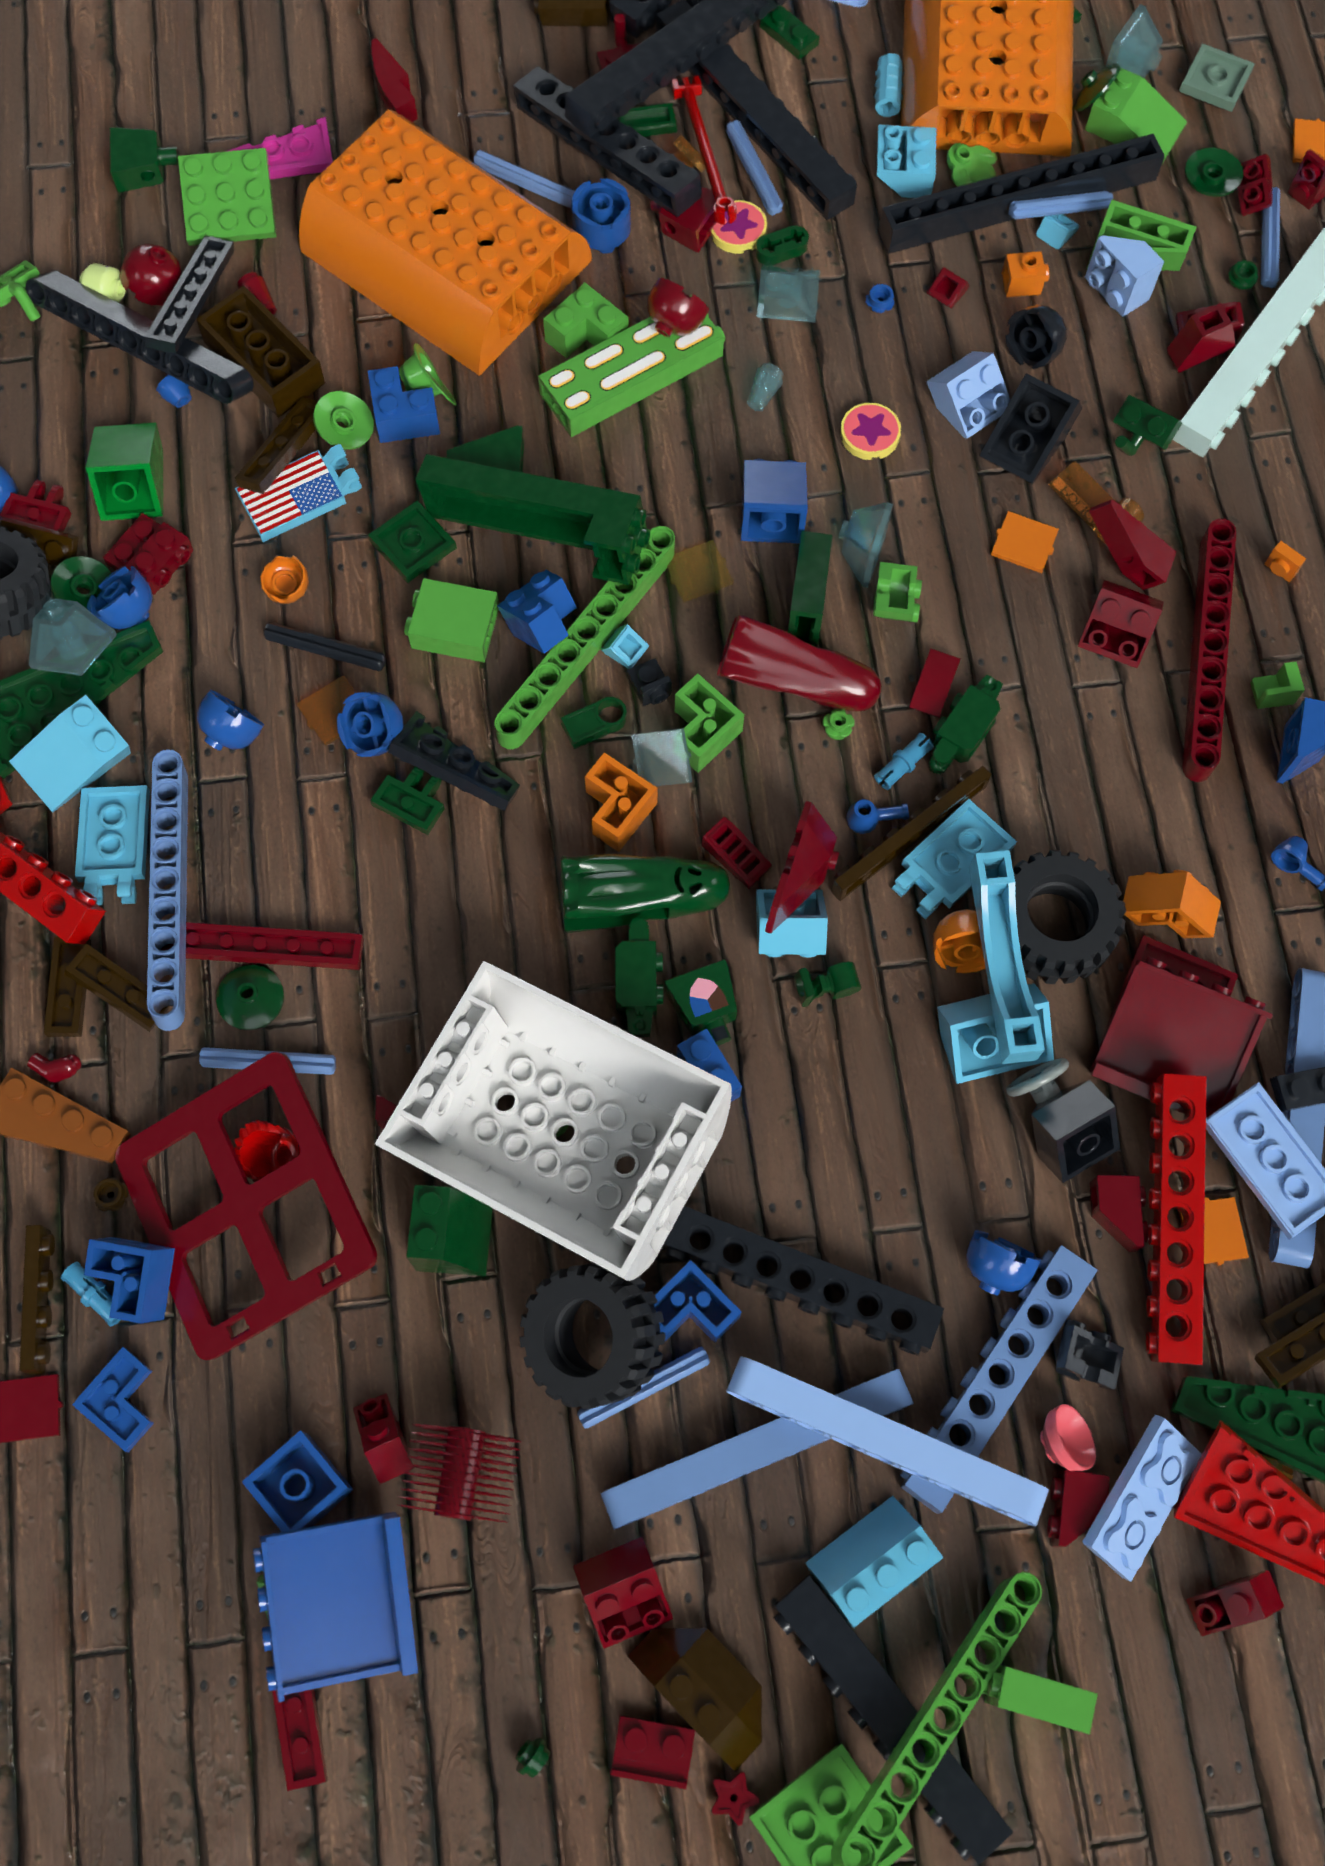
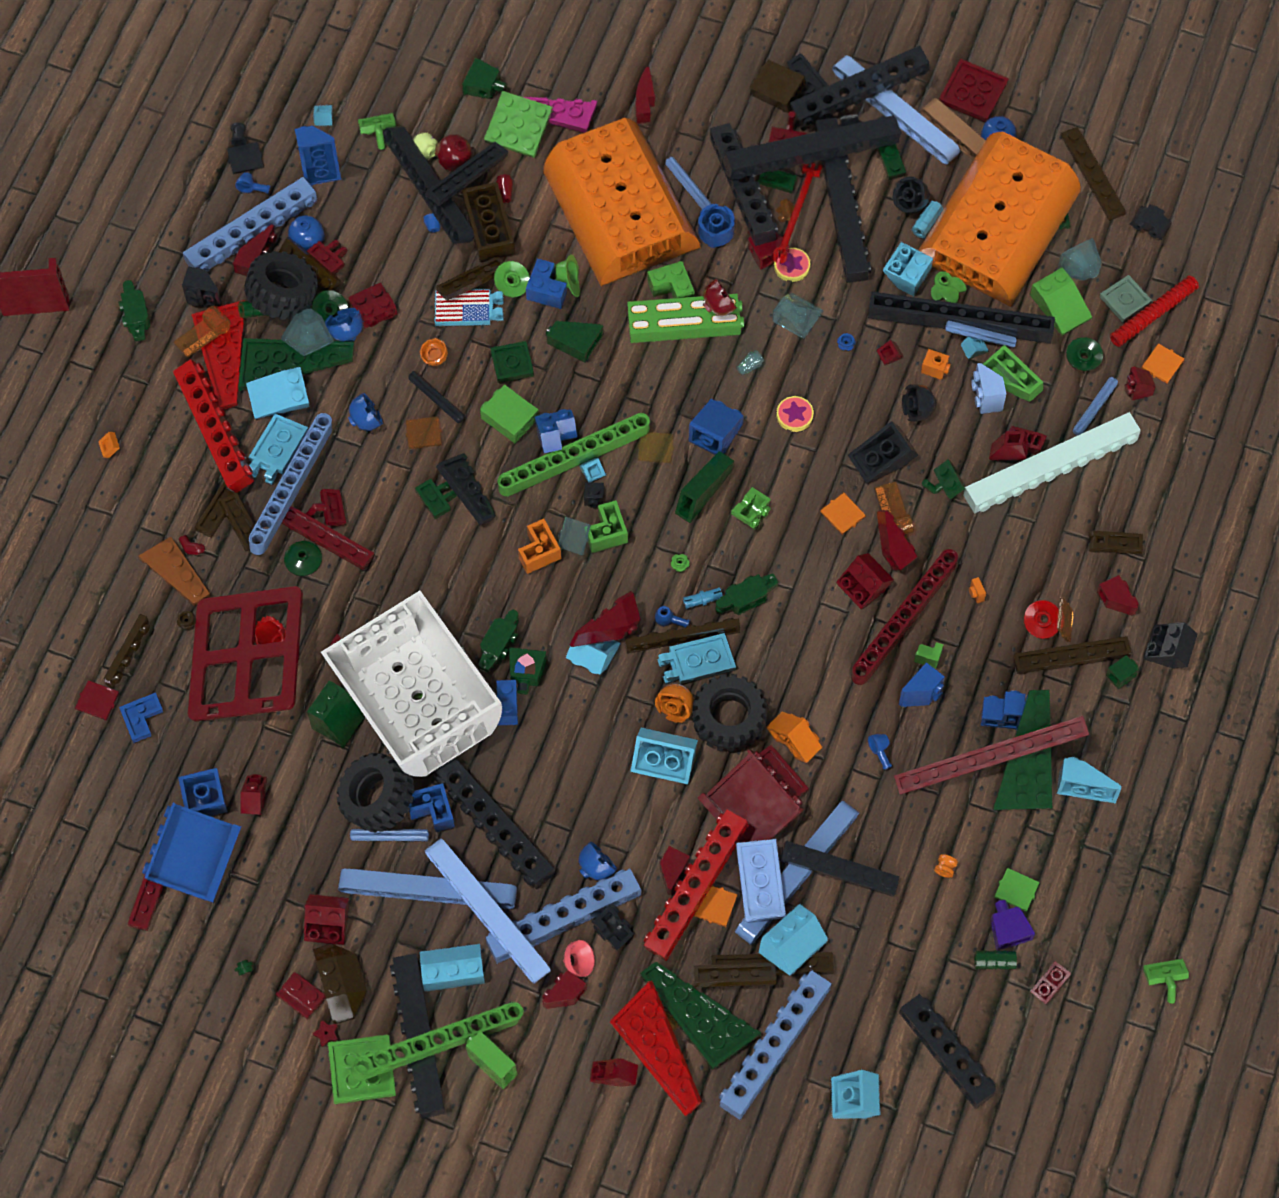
camera: 30 degrees right, 5 degrees down
(92, 1293) = (154, 662): dark azure pin -> none
(126, 471) = (384, 256): green slope -> none
(139, 1274) = (180, 662): blue brick -> none
(241, 1059) = (308, 600): medium blue axle -> none
(253, 893) = (331, 506): none -> dark red plate
(369, 723) = (435, 447): blue cylinder -> none
(460, 1470) = (279, 823): dark red piece -> none
(541, 509) = (608, 397): dark green brick -> none
(586, 725) = (548, 501): dark green piece -> none
(616, 888) = (509, 590): dark green piece -> none
(735, 836) = (582, 591): dark red slope -> none
(754, 167) = (821, 234): medium blue axle -> none
(782, 245) = (810, 286): dark green beam -> none
(783, 663) = (670, 520): dark red piece -> none
(839, 980) = (600, 691): dark green leg -> none
(850, 57) = (911, 195): none -> black cylinder
(865, 538) = (752, 472): clear light blue slope -> none
(934, 683) = (744, 564): dark red slope -> none
(970, 392) = (861, 417): light blue slope -> none
(1012, 1004) = (681, 715): medium azure arch -> none
(1070, 1124) = (670, 813): black piece -> none
(1095, 85) = (1043, 272): dark green dish -> none
(1142, 1498) = (595, 1002): light blue piece -> none
(1243, 275) = (1063, 421): dark green plate -> none
(1256, 185) = (1105, 373): dark red slope -> none
(1264, 77) = (1154, 311): none -> red piece

